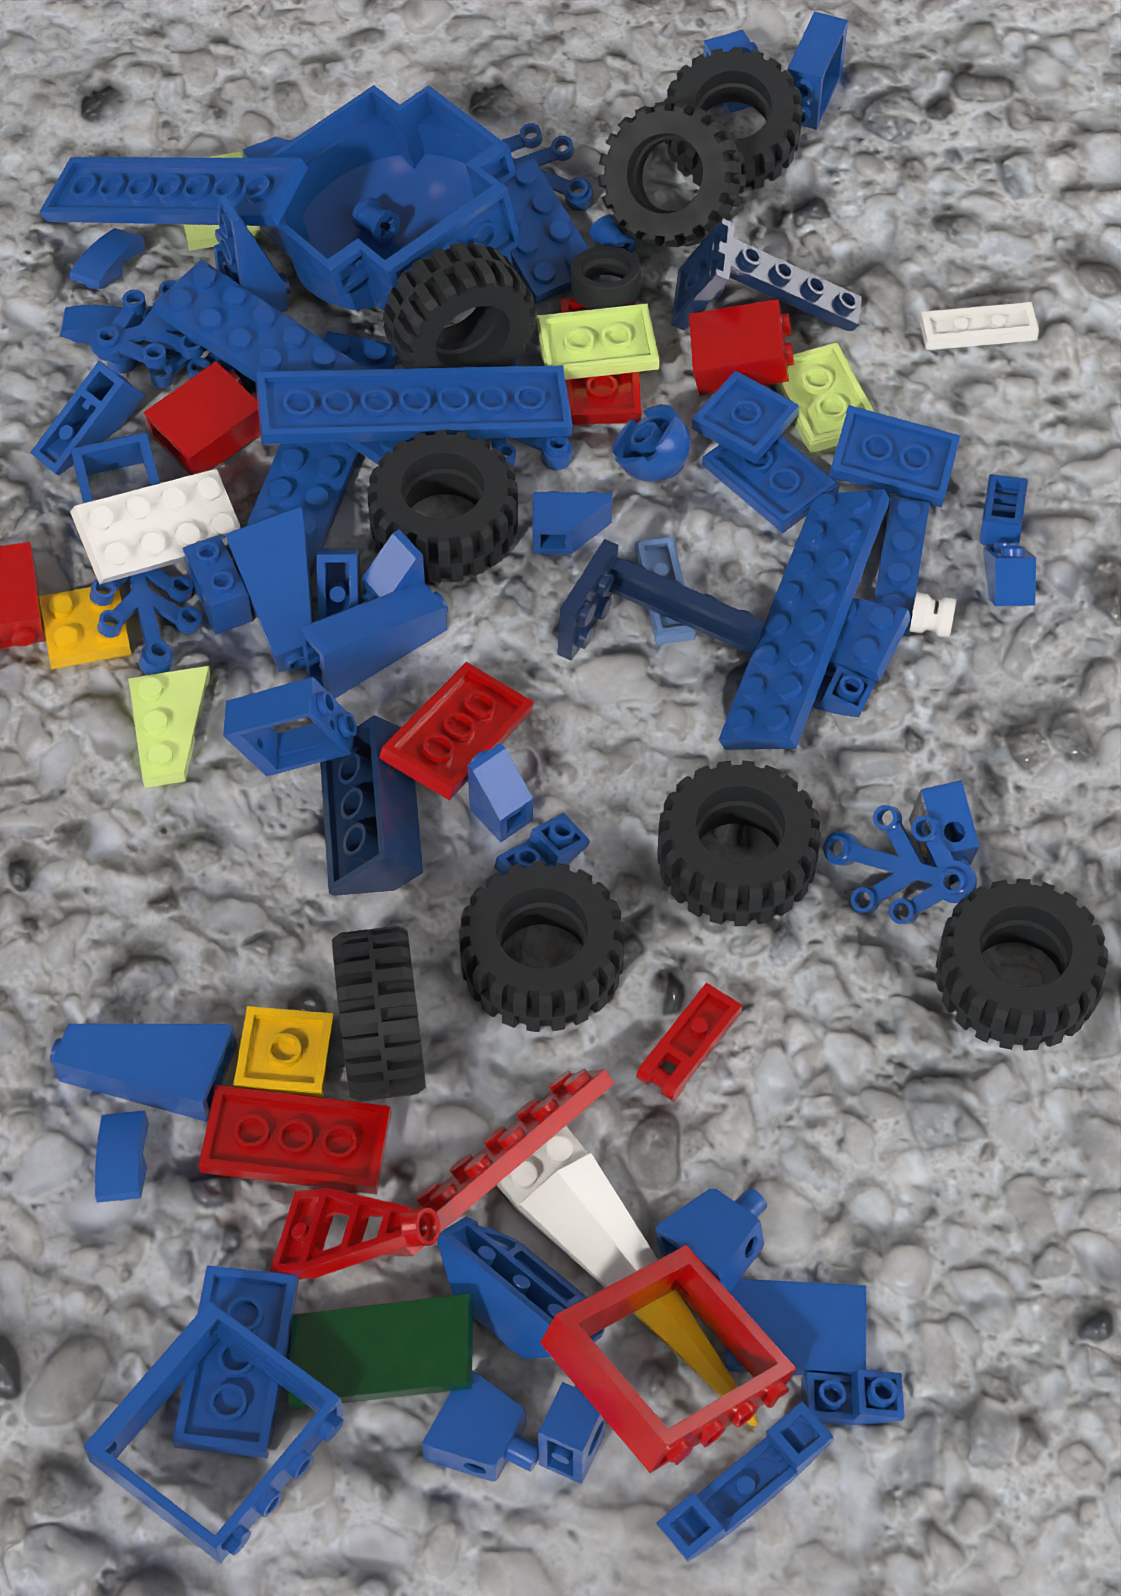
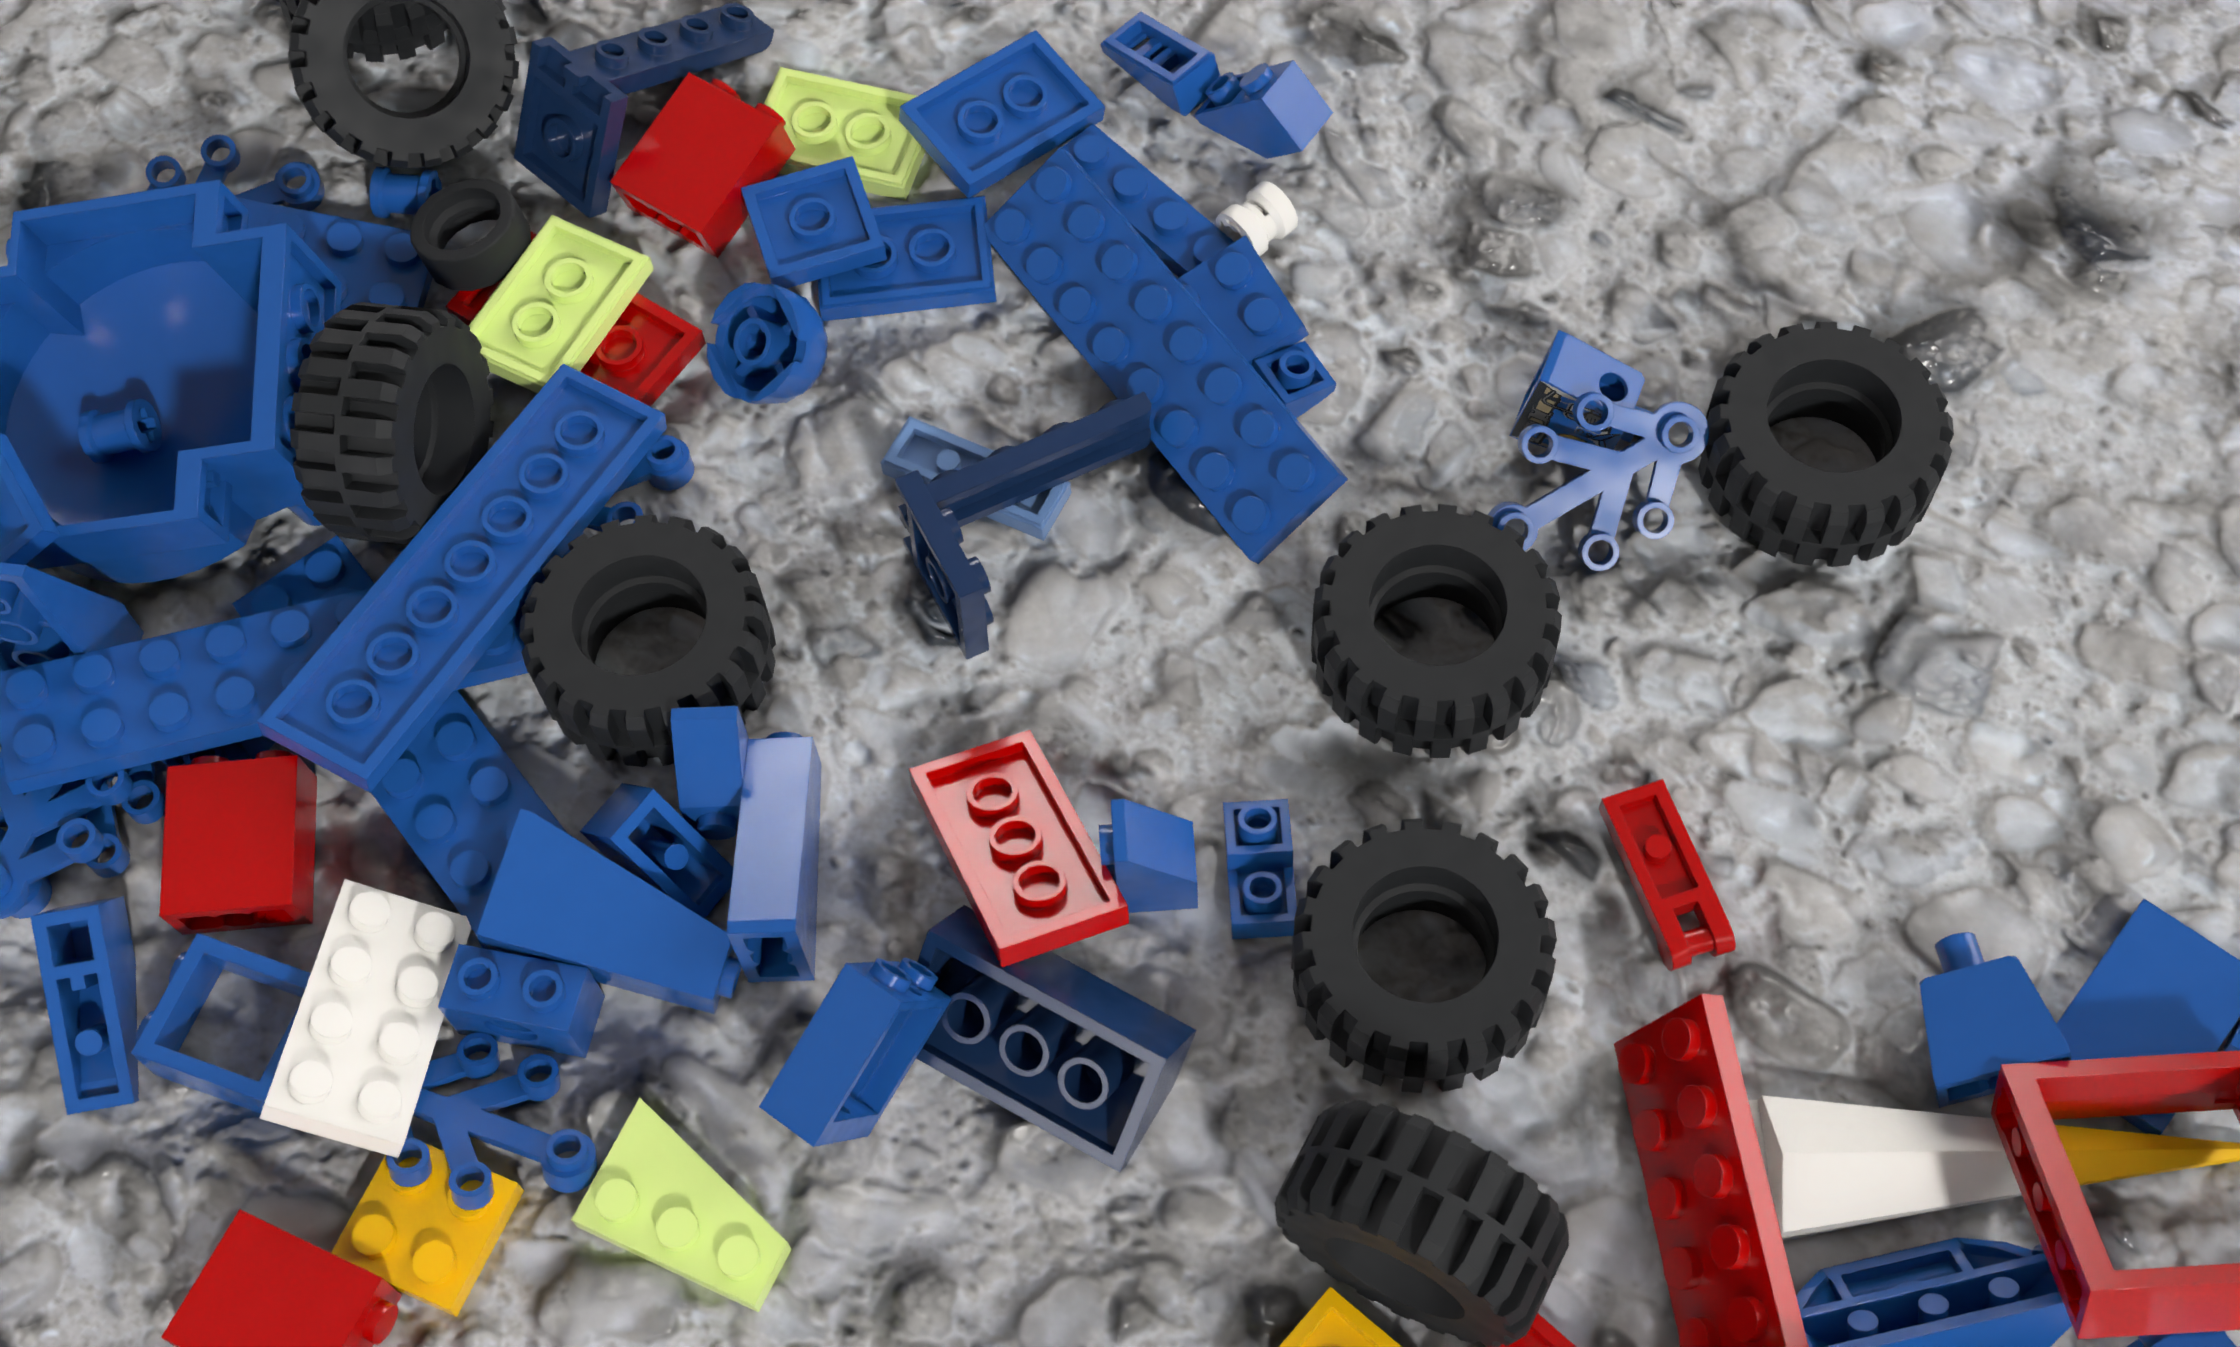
camera: 50 degrees left, 5 degrees up
(568, 519) = (783, 517): blue slope -> none

